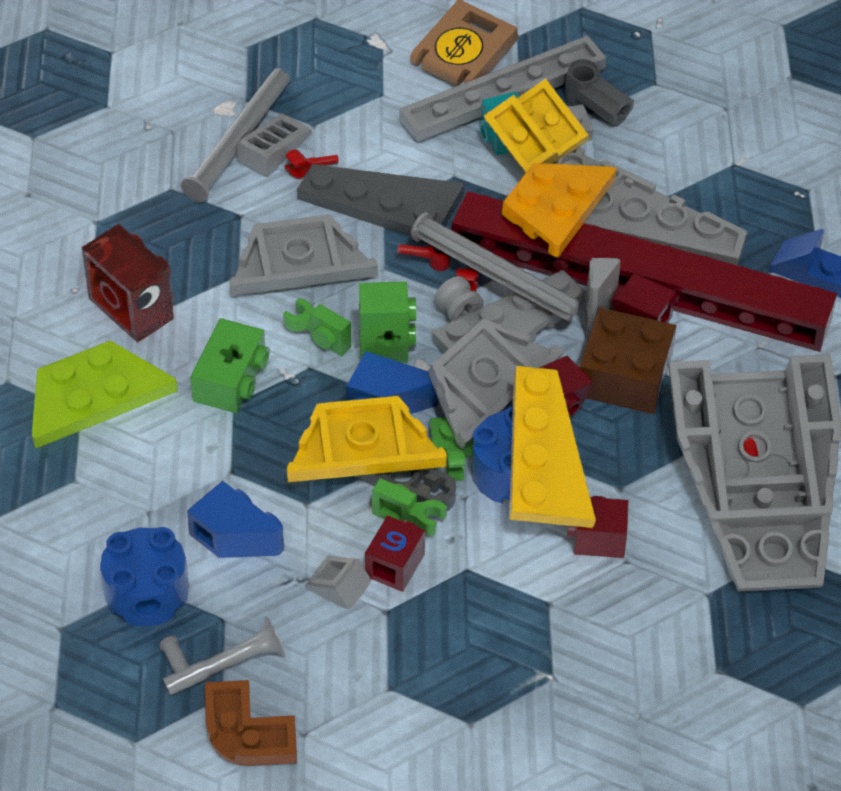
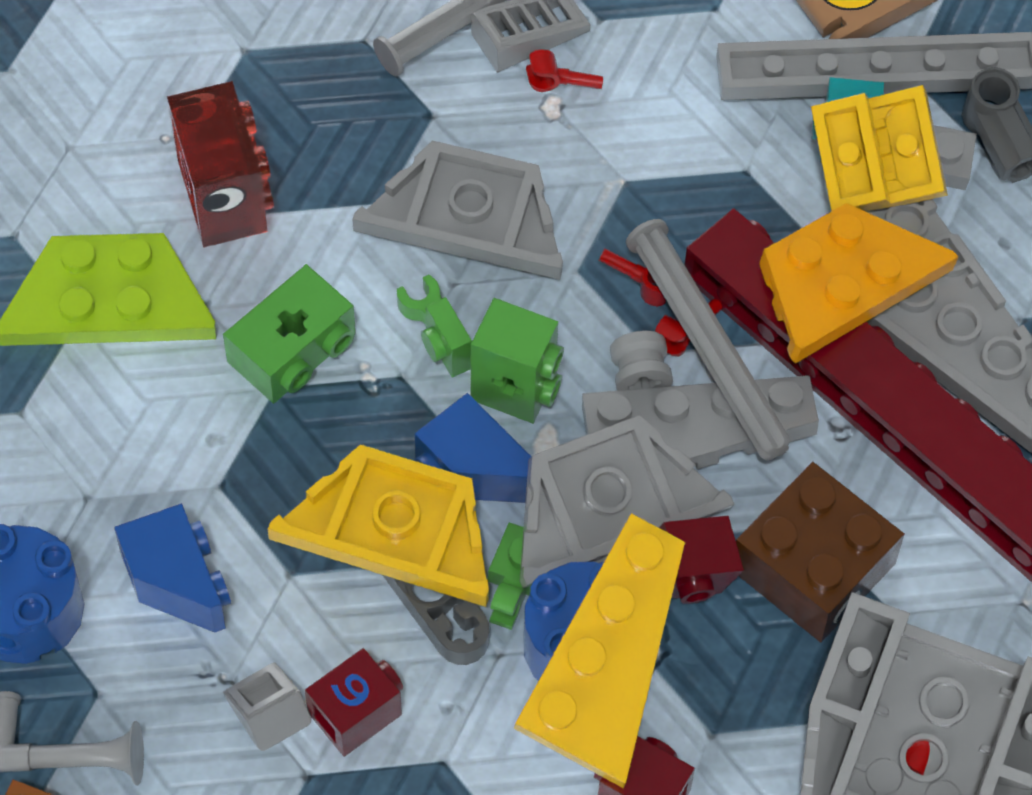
camera: 25 degrees right, 10 degrees up
(380, 197) = (630, 166): dark grey wing -> none
(402, 504) = (398, 634): bright green plate -> none
(601, 285) = (832, 434): light grey slope -> none
(644, 299) = (885, 476): dark red brick -> none

